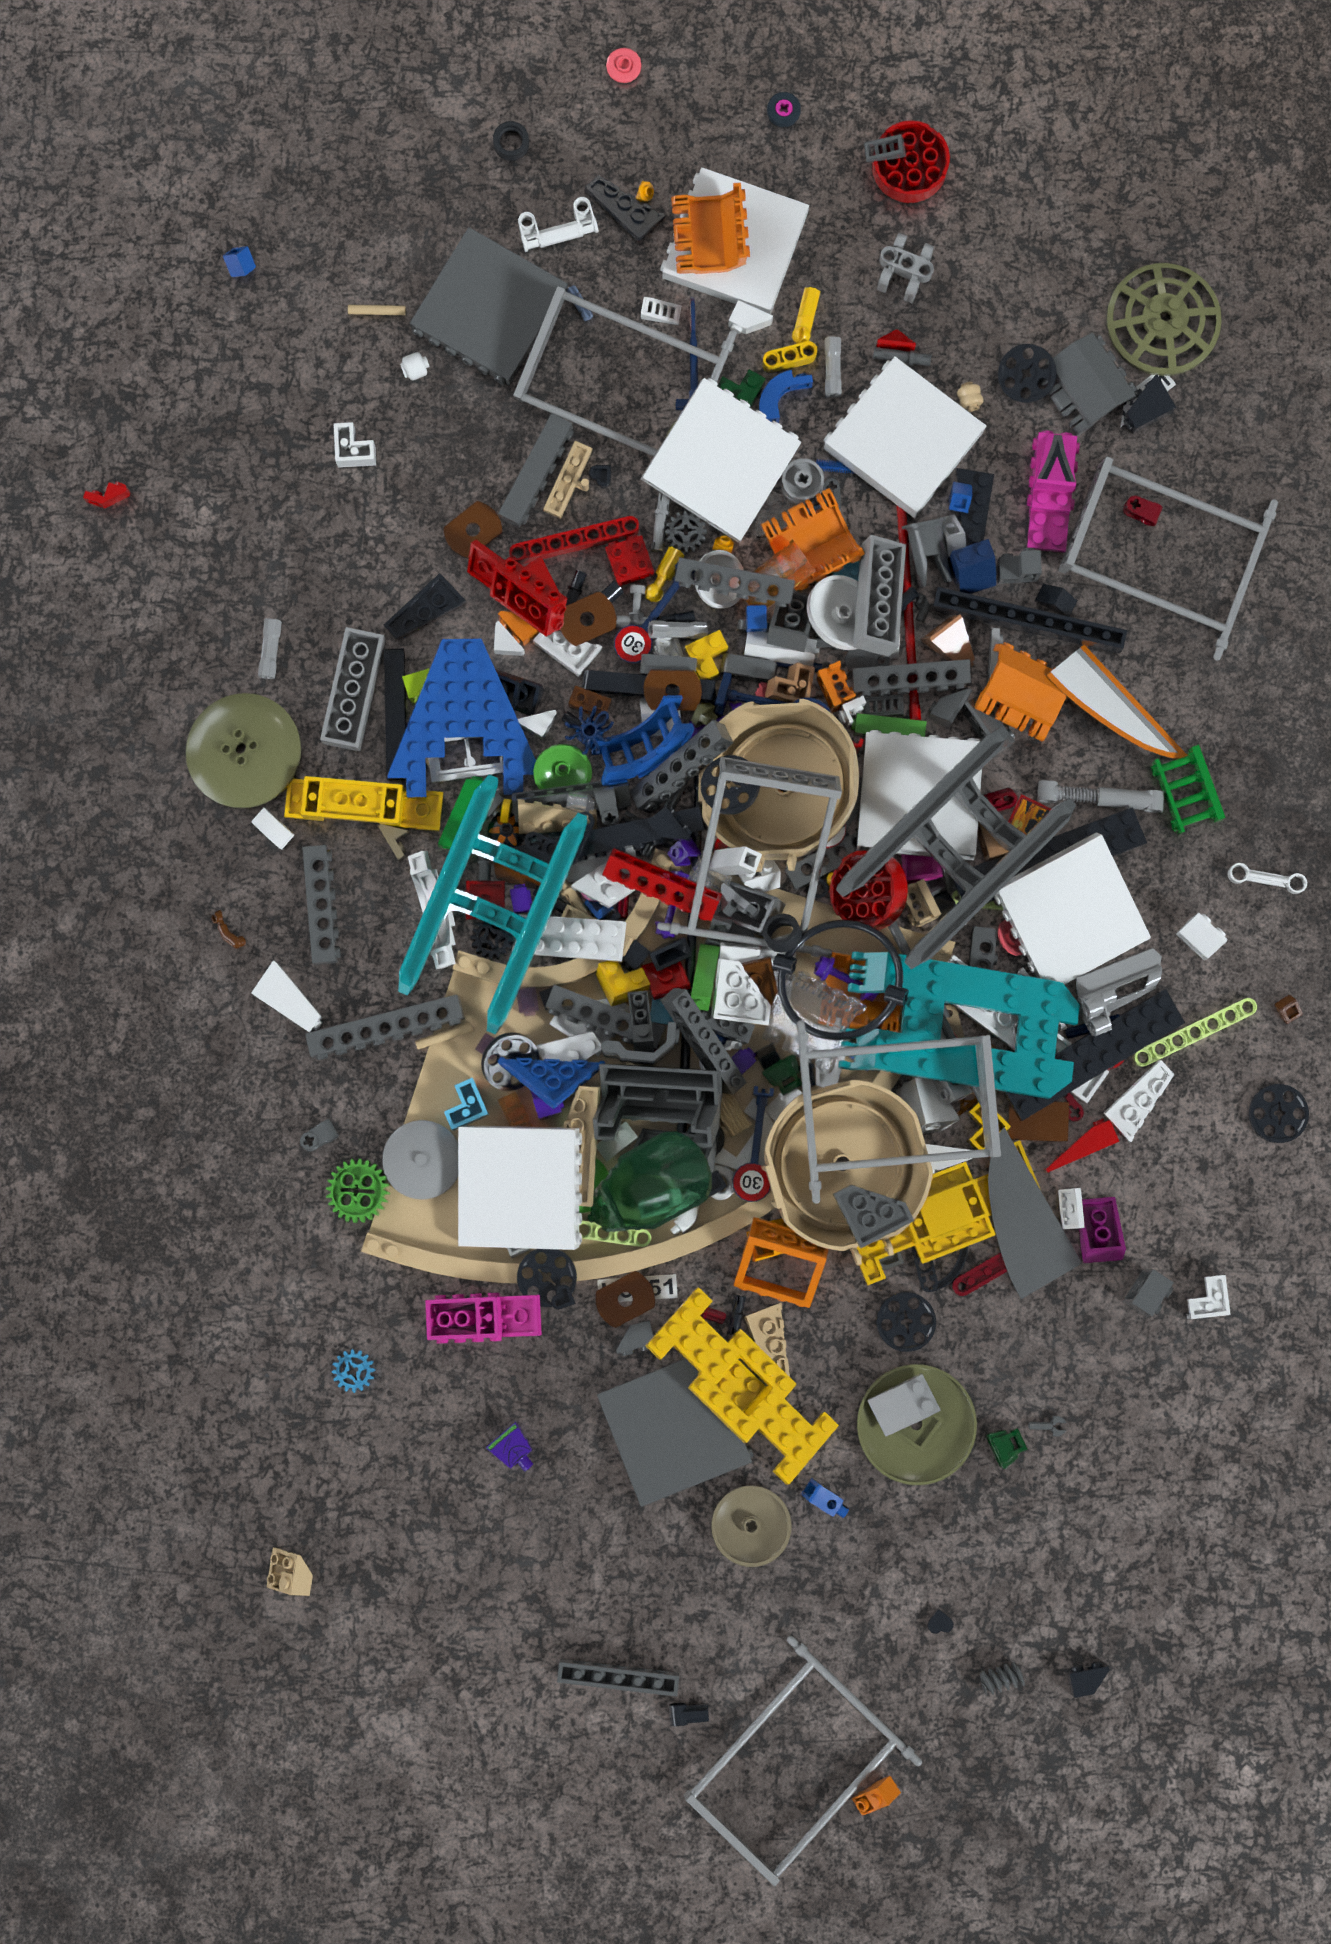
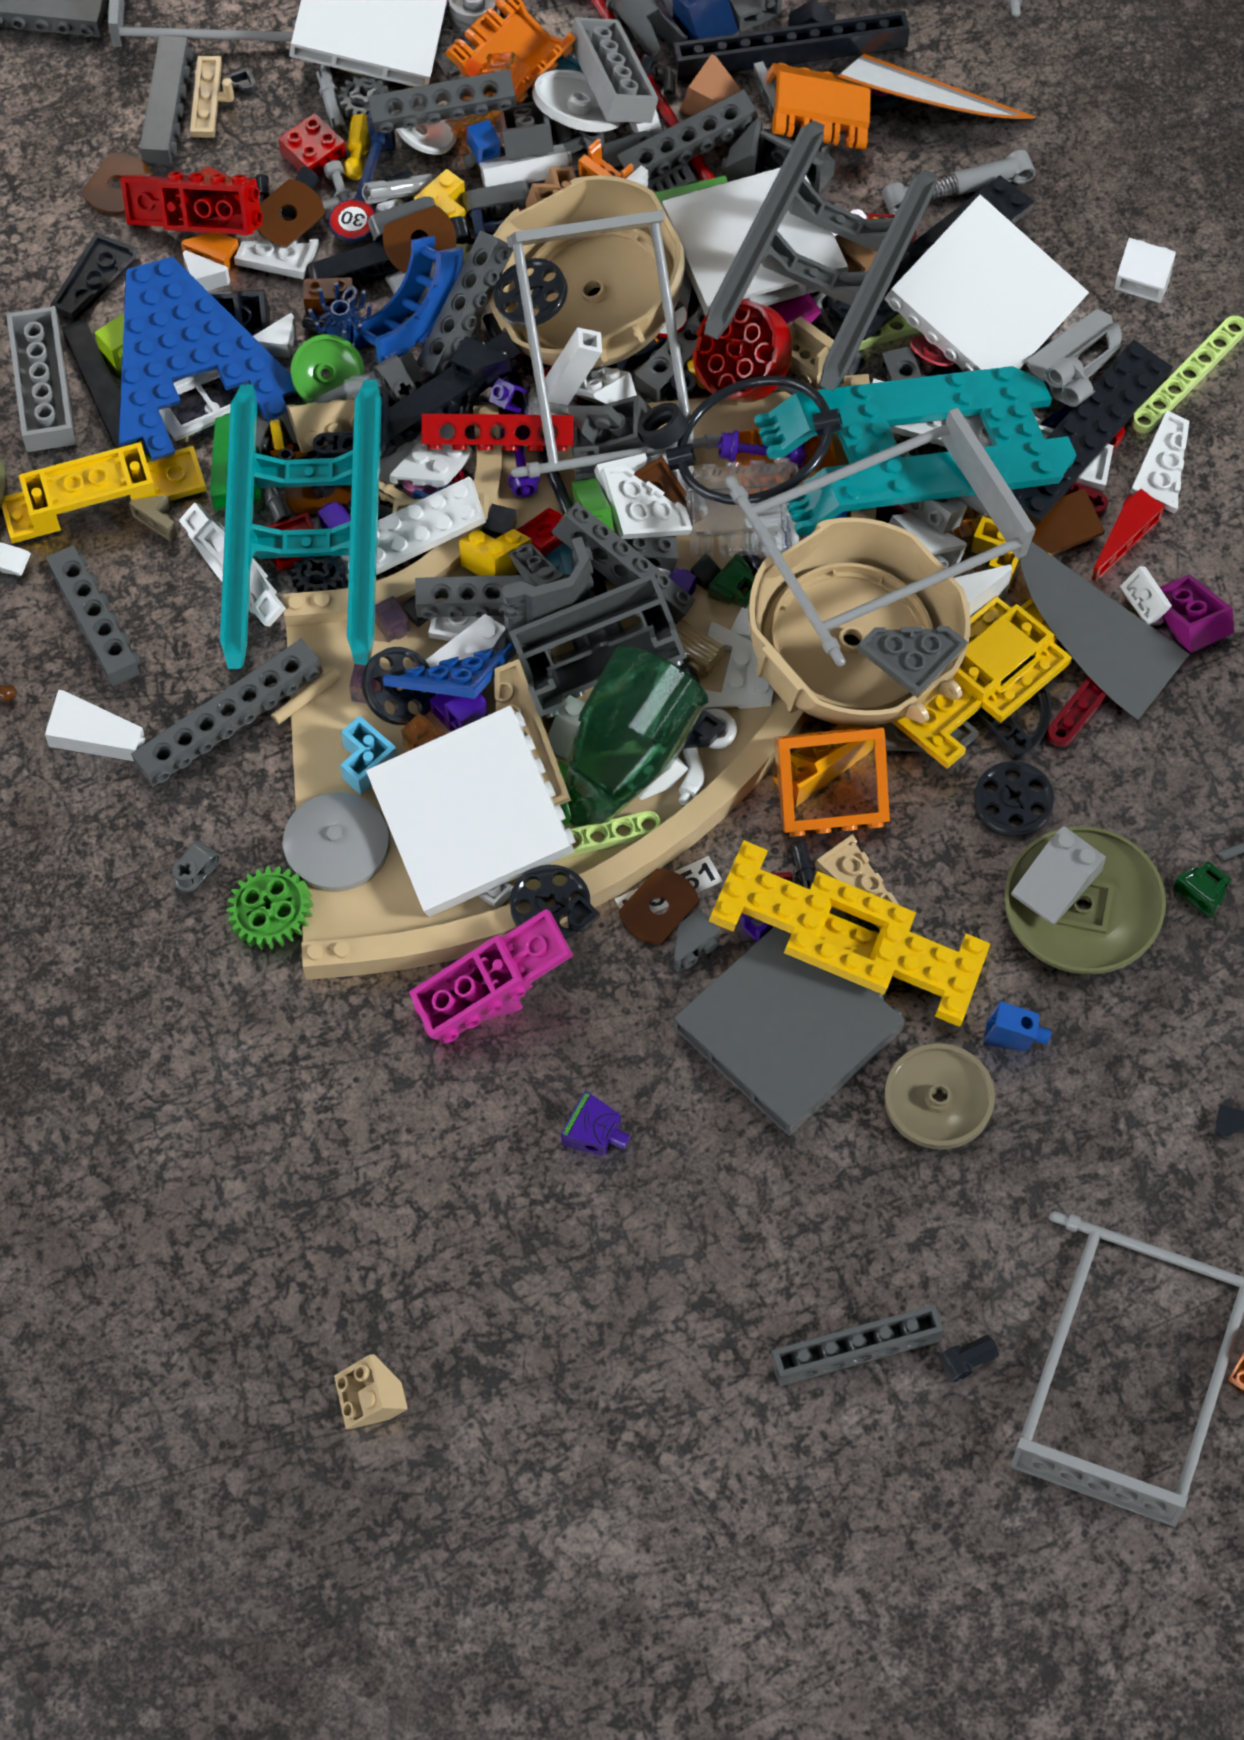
camera: 20 degrees left, 20 degrees down
(356, 1379) = (351, 1104): dark azure gear -> none
(581, 533) = (249, 141): red beam -> none
(670, 953) = (541, 504): black slope -> none
(749, 1179) = (750, 704): piece -> none
(1200, 775) = (1059, 123): green fence -> none
(1267, 878) = (1186, 196): white piece -> none

